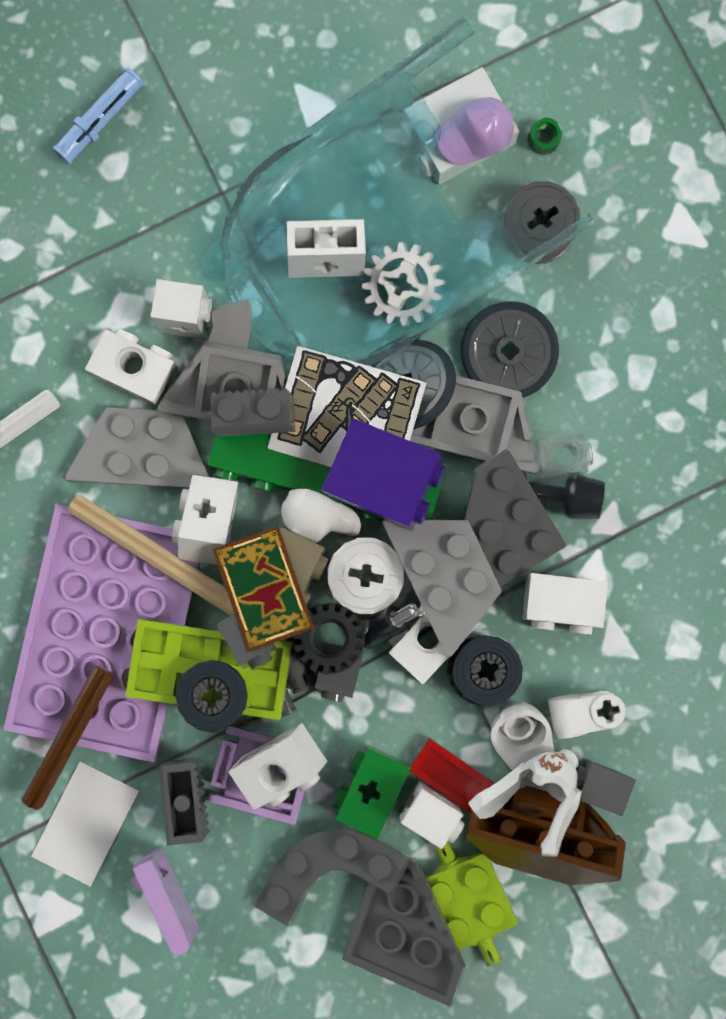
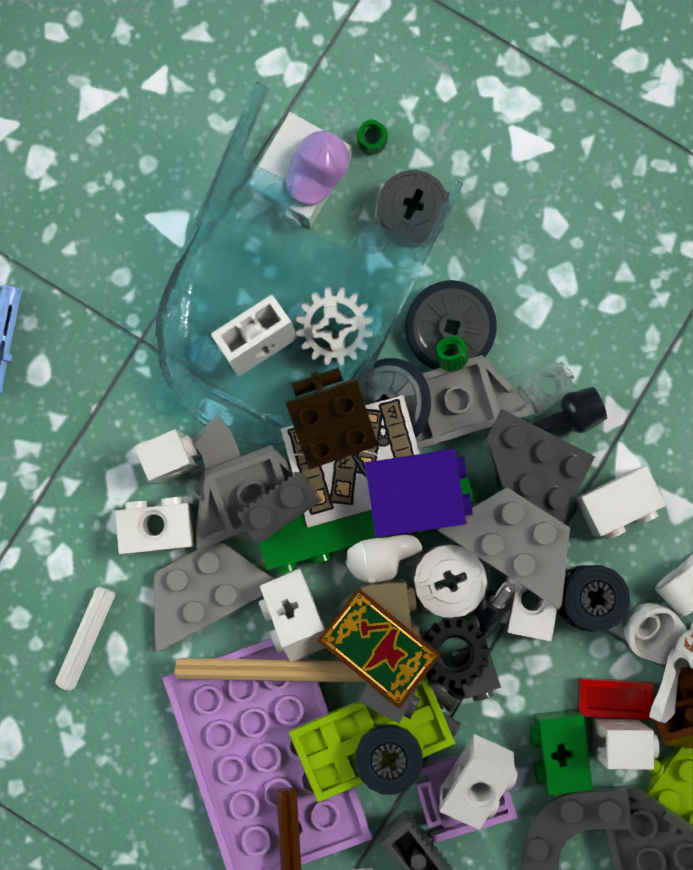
camera: 25 degrees left, 0 degrees up
(346, 362) = (331, 420): none -> dark brown plate
(492, 382) = (447, 346): none -> green axle

